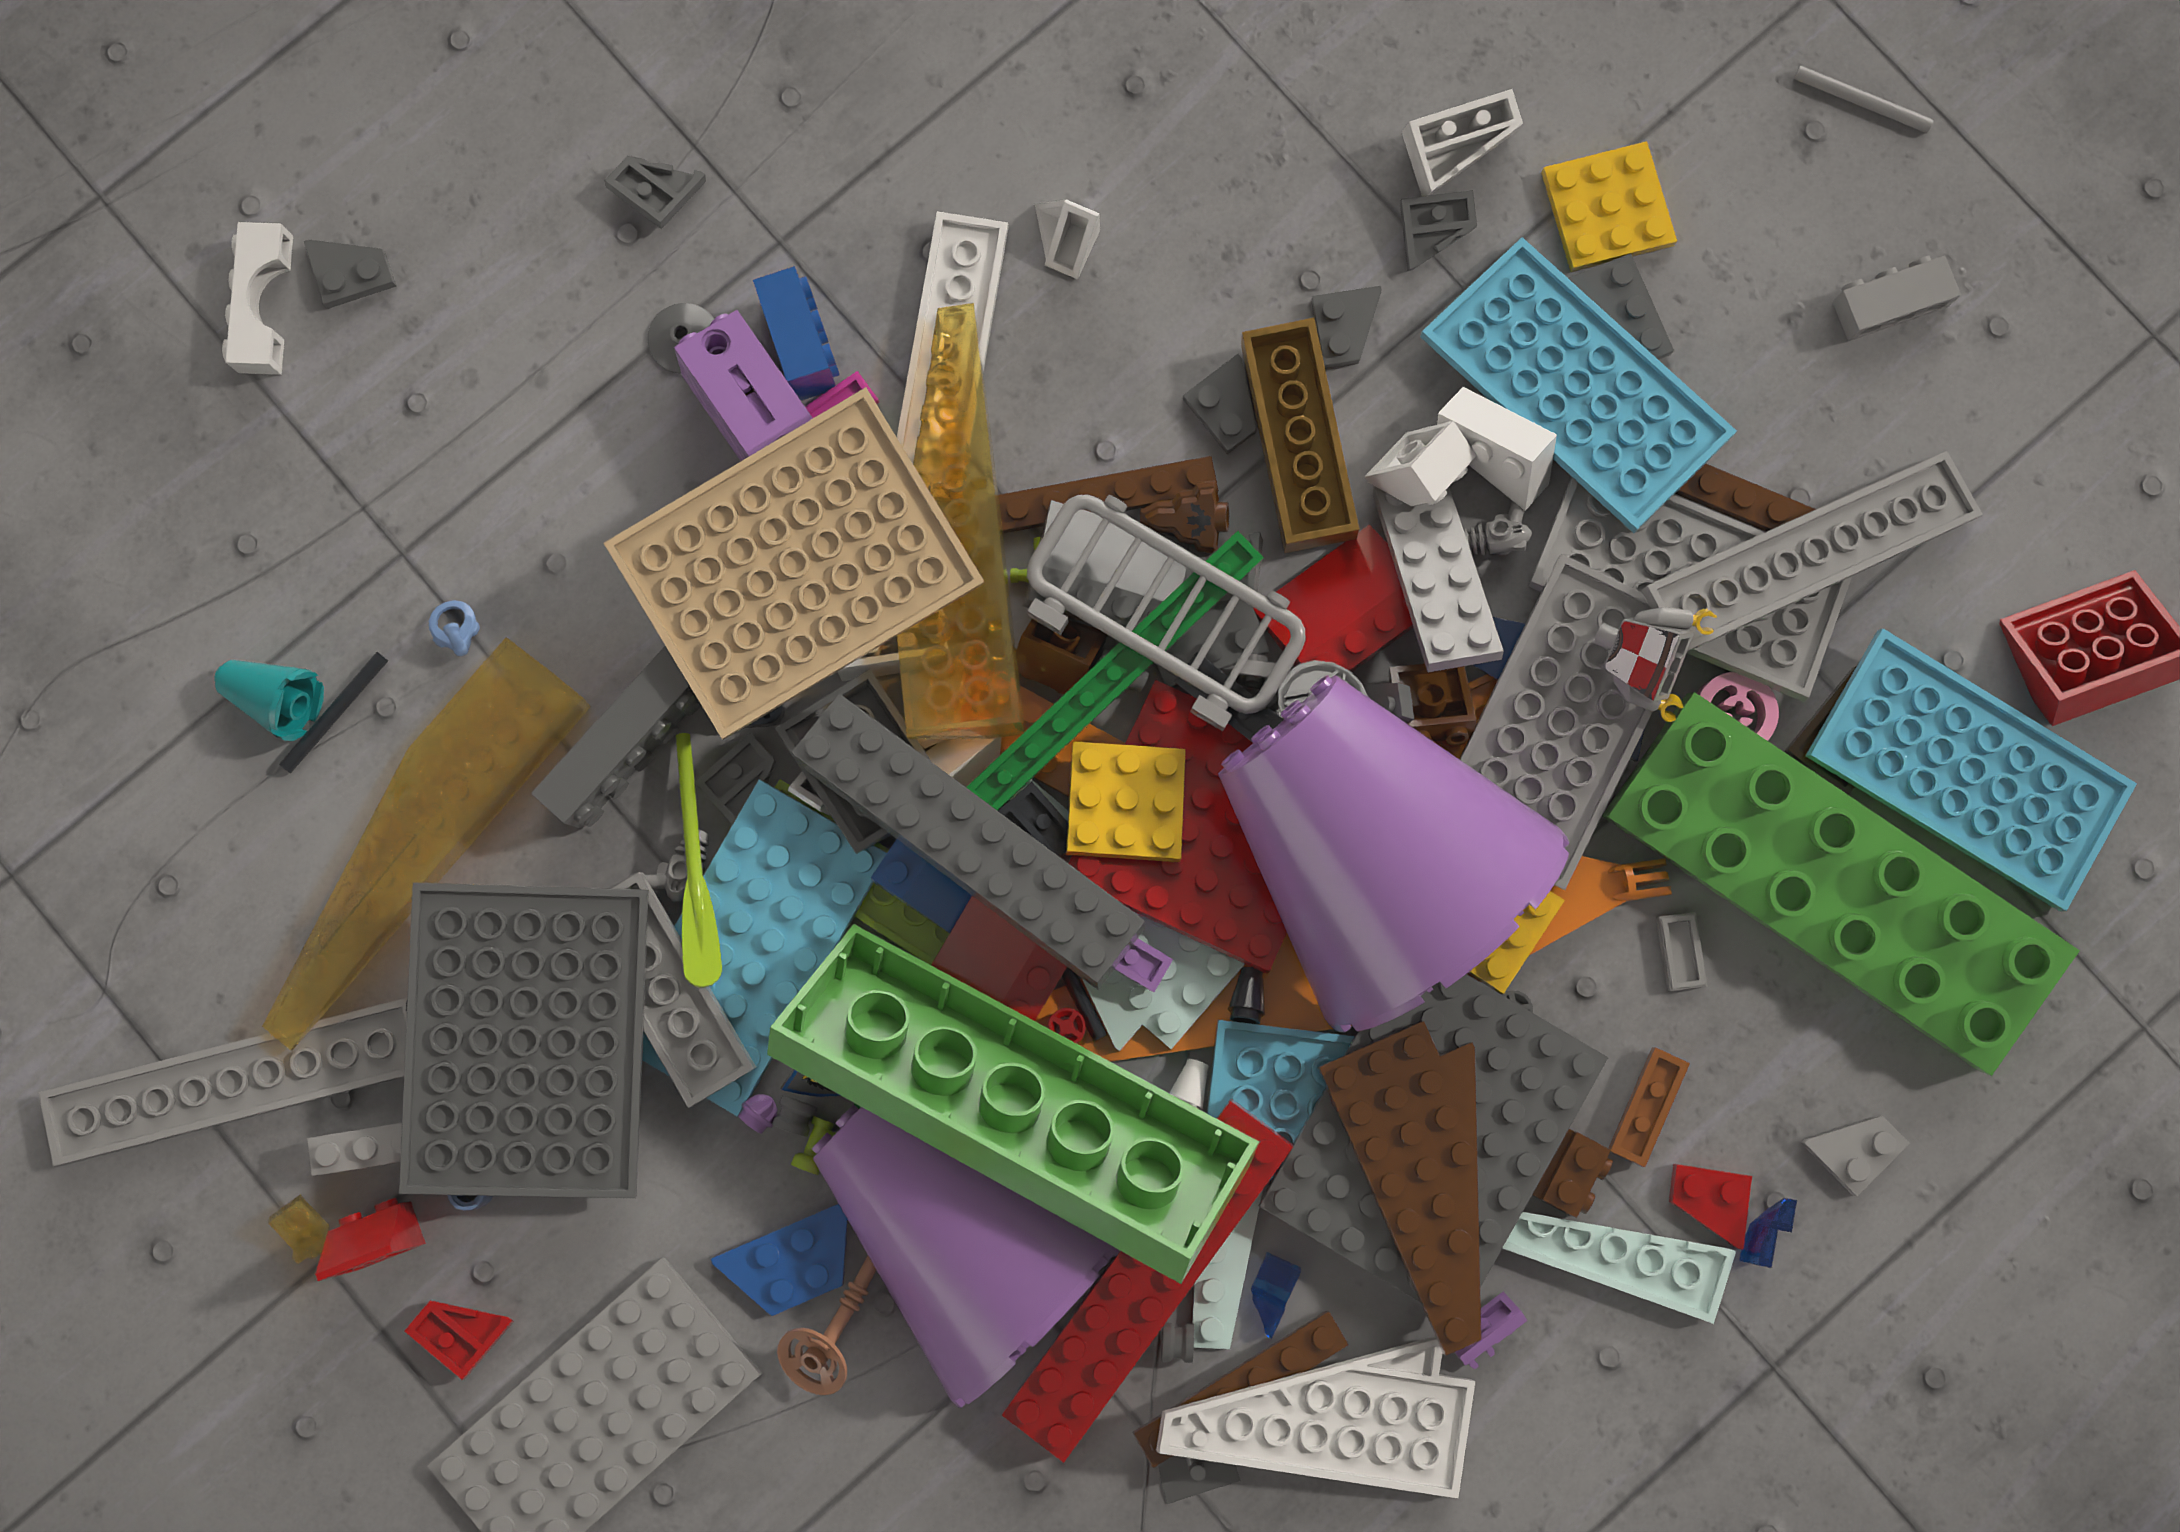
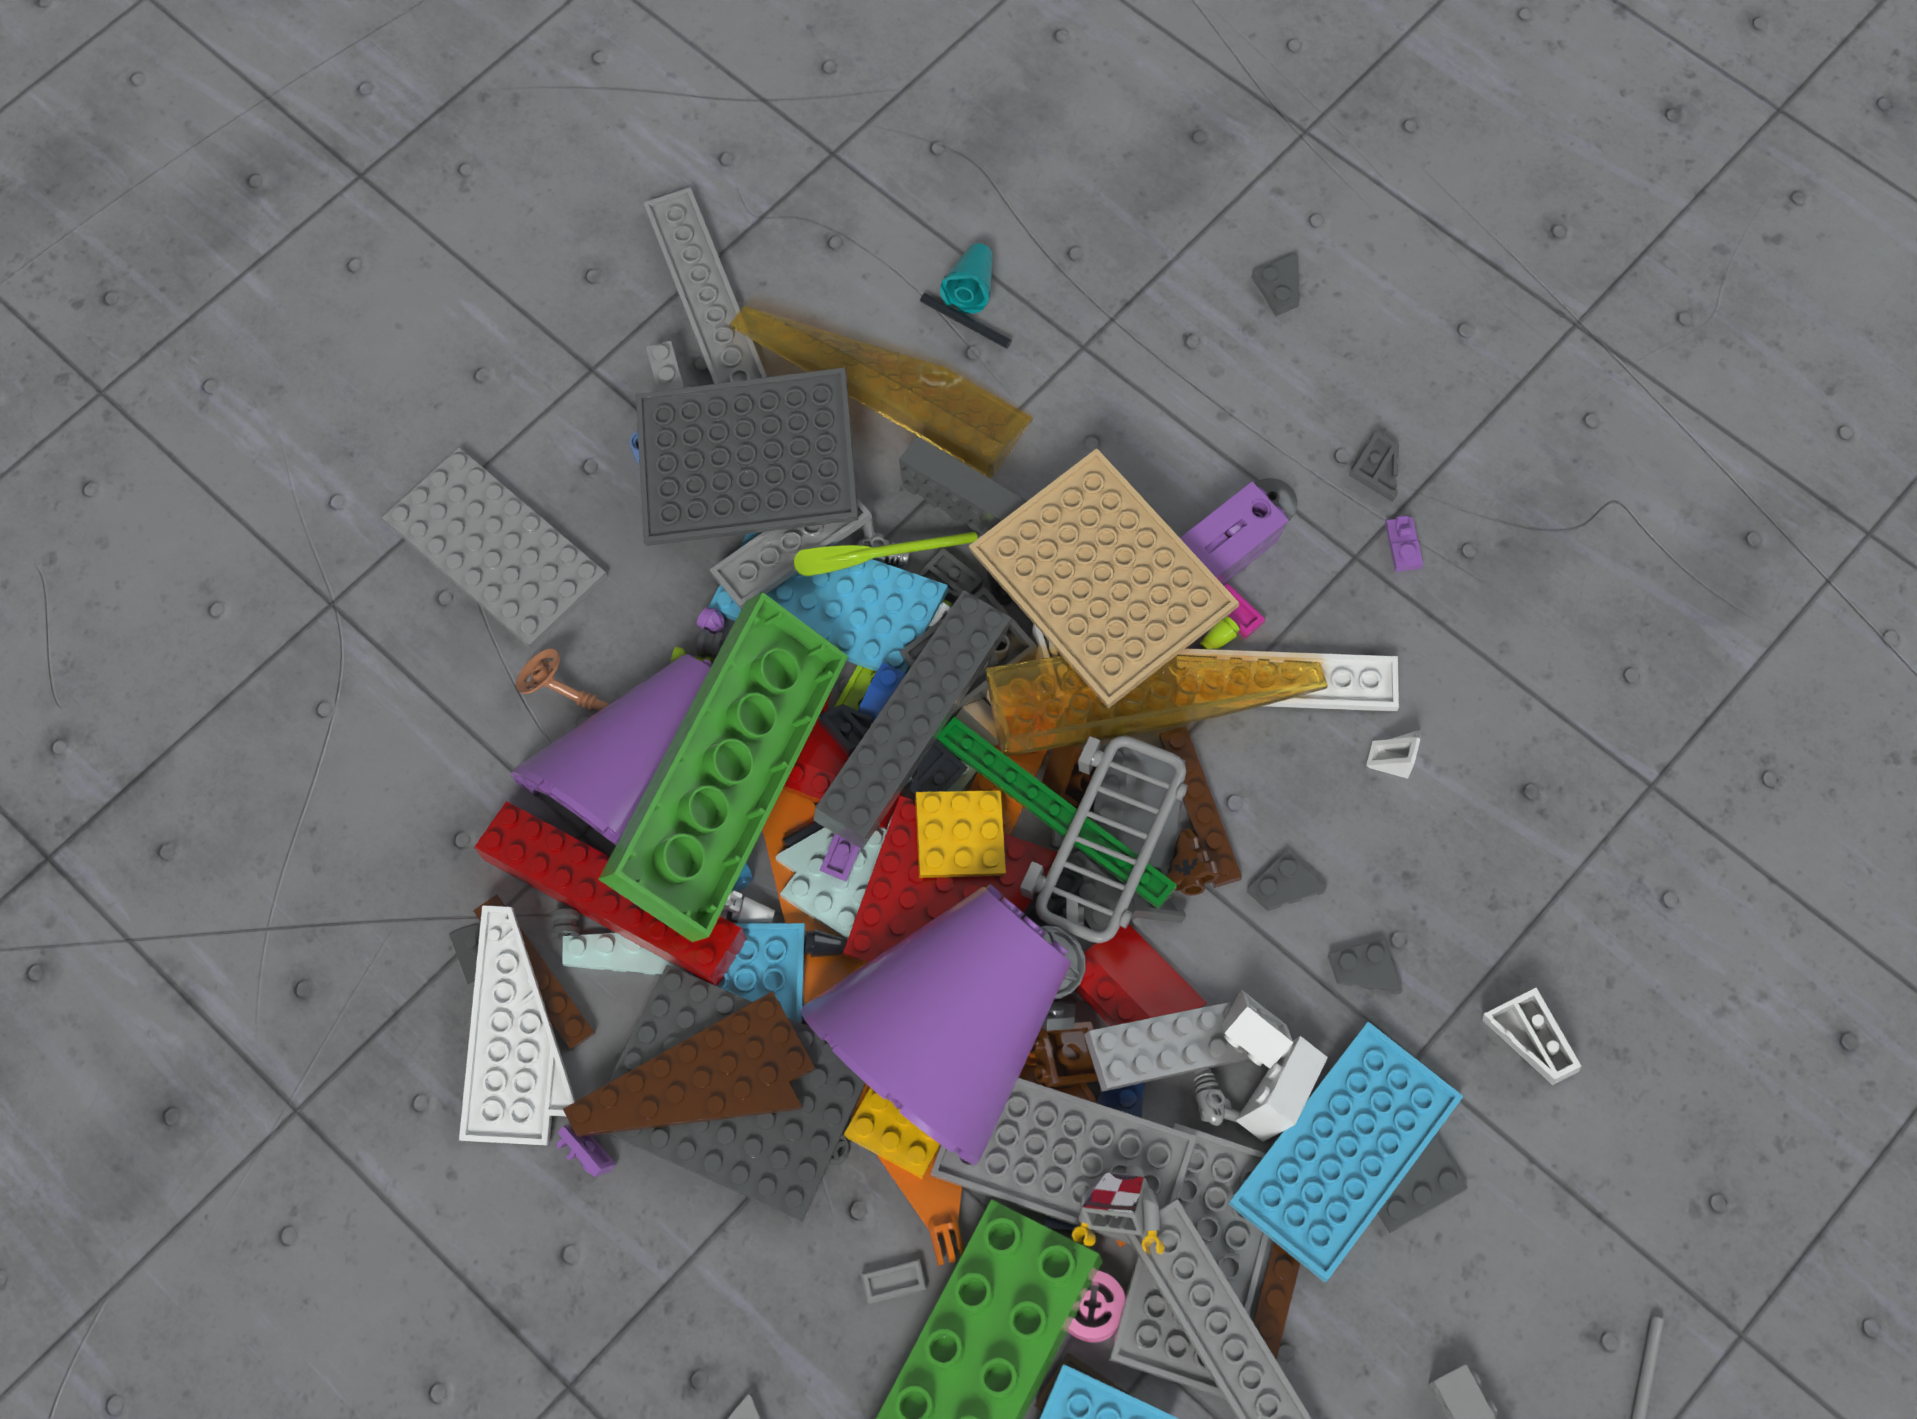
camera: 85 degrees right, 15 degrees down
(260, 256) = (1278, 227): white arch -> none
(300, 1228) = (612, 350): clear yellow bracket -> none
(369, 1239) = (605, 388): red slope -> none
(452, 636) = (1026, 388): medium blue piece -> none
(457, 1334) = (546, 453): red wing -> none
(772, 177) = (1404, 544): none -> medium lavender plate
(790, 1262) = (607, 656): blue wing -> none
(797, 332) = (1282, 568): blue brick -> none
(961, 931) = (846, 726): none -> black wing
(1069, 1022) = (790, 811): red wheel -> none
(1272, 1290) = (607, 991): clear blue slope -> none
(1299, 435) = (1266, 935): pearl gold brick -> none
(1435, 223) = (1461, 1027): dark grey wing -> none
(1573, 1173) = (711, 1206): reddish brown plate -> none
(1609, 206) = (1506, 1168): yellow plate -> none
(1648, 1107) = (766, 1263): dark orange plate -> none
(1649, 1266) = (641, 1276): light aqua wing -> none
(1714, 1199) = (698, 1324): red wing -> none
(1763, 1231) = (684, 1373): clear blue slope -> none

